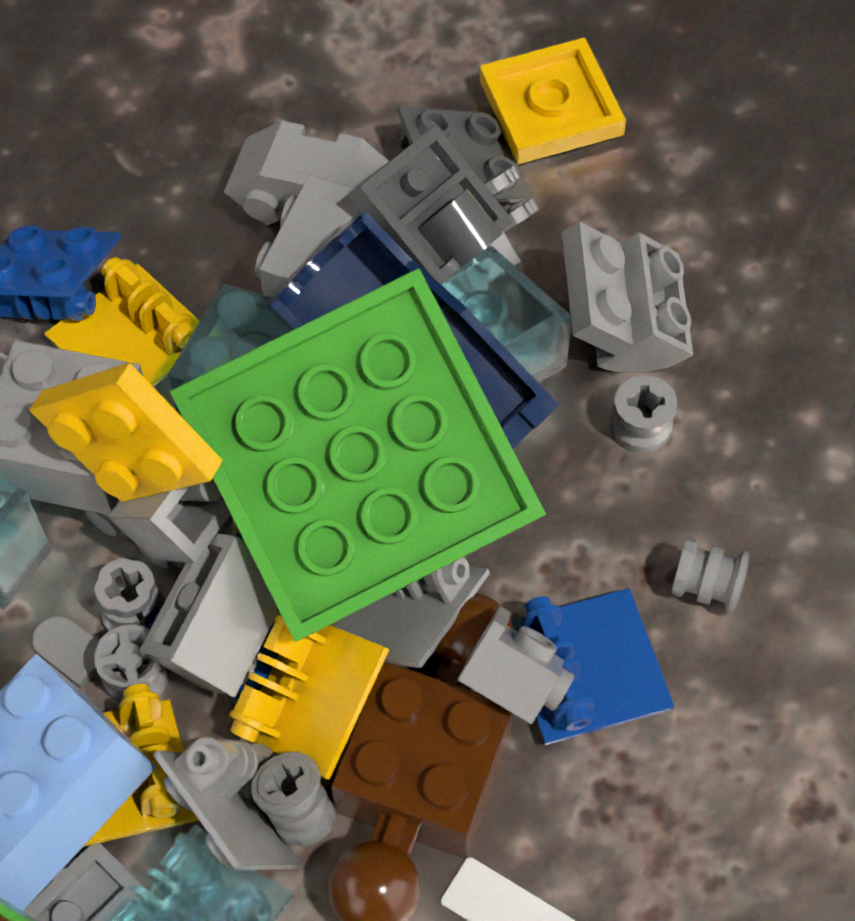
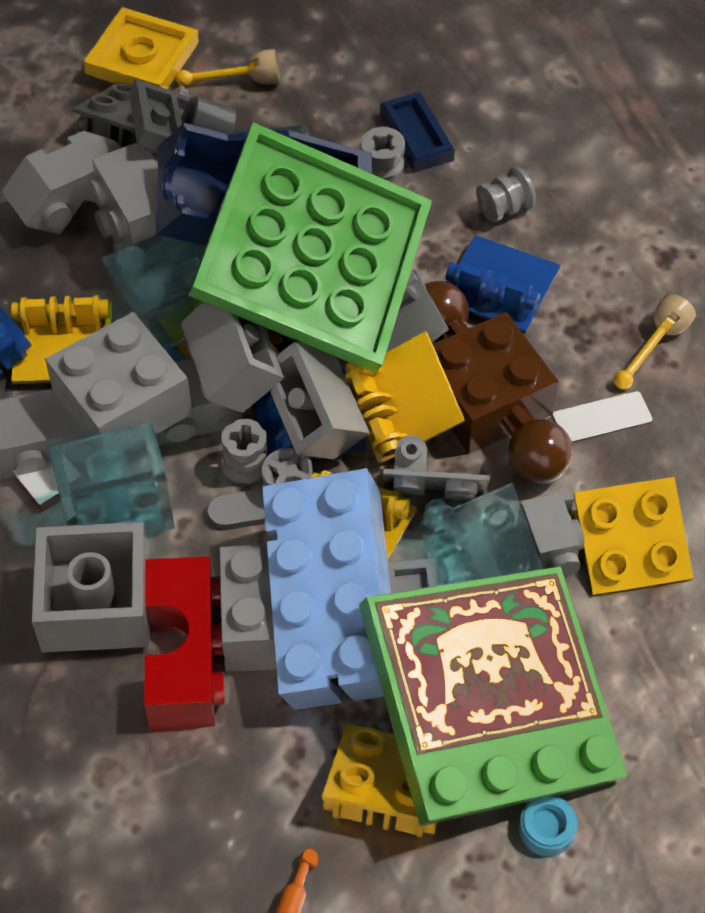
camera: 50 degrees left, 5 degrees down
(125, 434) = (196, 324): yellow plate -> none
(294, 798) = (446, 451): light grey bush -> none
(516, 669) = (488, 290): light grey brick -> none
(627, 300) = (305, 99): light grey brick -> none
(643, 214) = (261, 68): none -> hinge
(709, 884) = (671, 318): none -> hinge
(719, 420) = (423, 136): none -> dark blue tile

